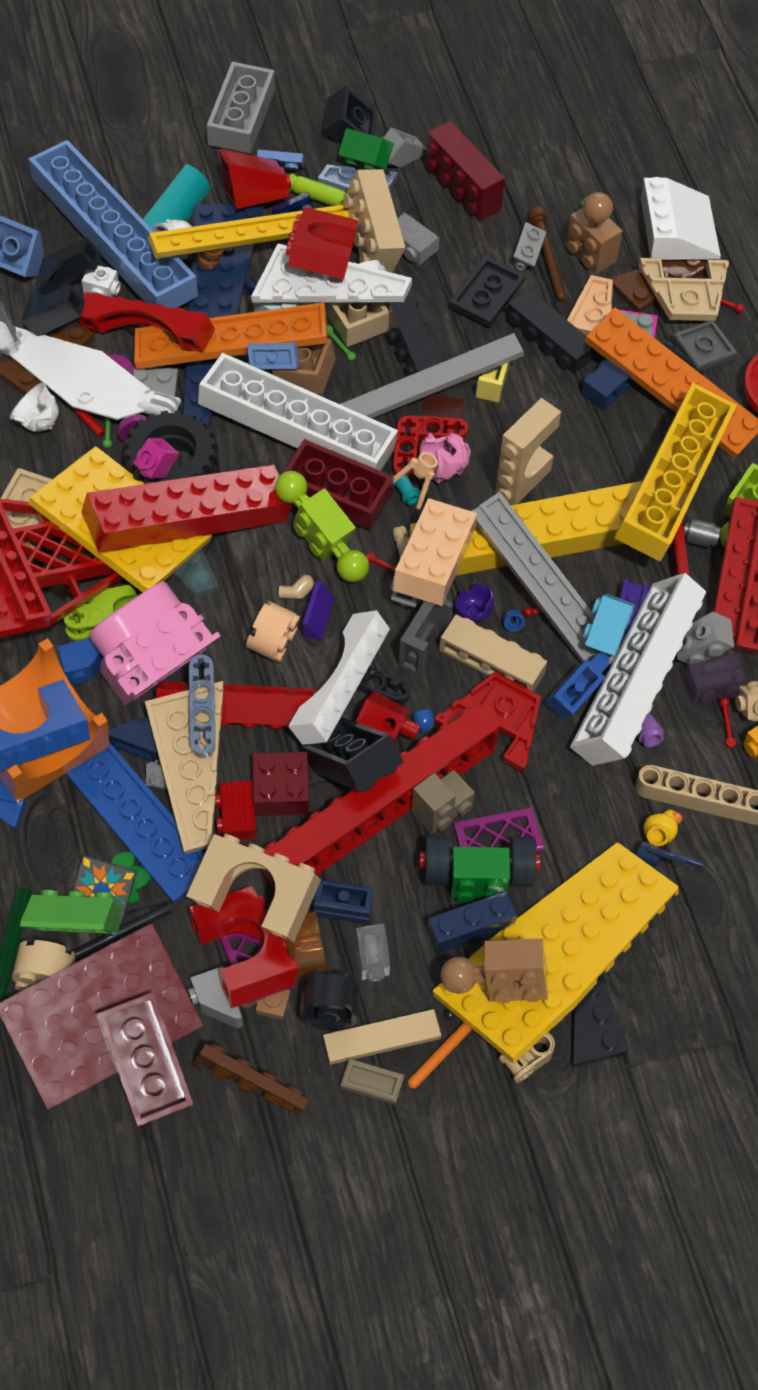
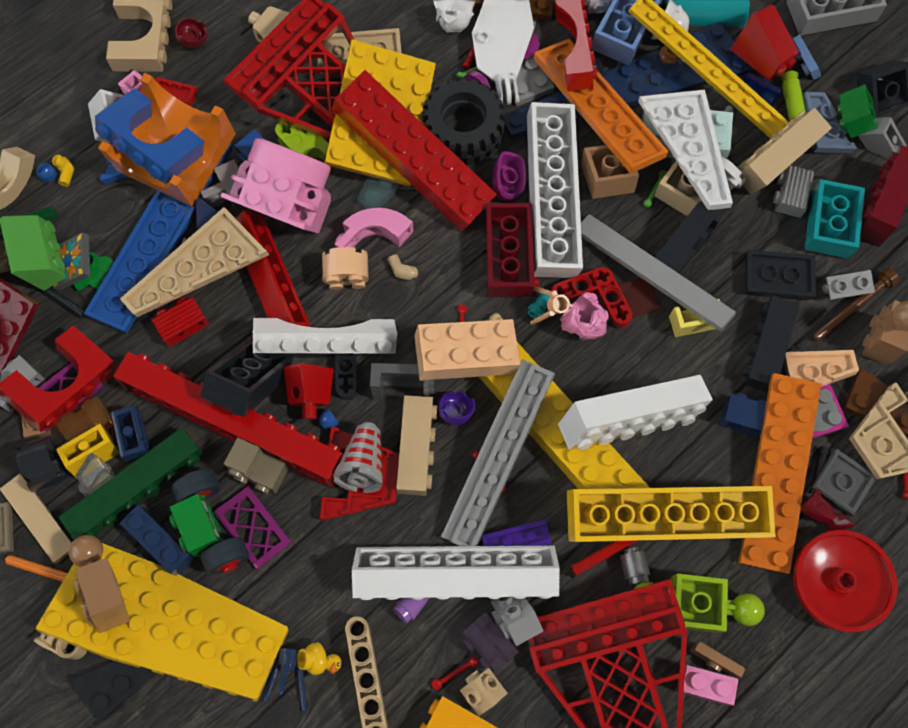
camera: 65 degrees right, 10 degrees up
(103, 698) = (224, 173): none -> light grey brick
(155, 458) = (436, 103): dark pink brick -> none
(202, 705) = (237, 251): sand blue beam -> none
(228, 859) = (103, 384): tan arch -> none
(237, 580) = (375, 222): none -> bright pink arch
(255, 448) = (509, 176): none -> magenta piece
(273, 355) = (593, 141): medium blue hinge -> none
(280, 784) = (214, 337): dark red brick -> none
(317, 612) = (387, 293): dark purple slope -> none
(321, 242) = (739, 106): red arch -> none
(322, 525) = (458, 256): lime brick -> none
(339, 946) = (77, 450): none -> yellow brick
(404, 940) = (132, 485): none -> dark green brick
(461, 222) = (835, 219): none -> teal brick
(497, 695) = (361, 461): none -> light grey cone
(518, 617) = (460, 446): blue hinge -> none
(521, 457) = (611, 372): tan arch -> none
(569, 454) = (634, 412): none -> white brick
(578, 686) = (417, 527): blue brick -> none
(609, 623) = (485, 525): medium azure brick -> none
(723, 372) = (822, 511): none -> dark red animal

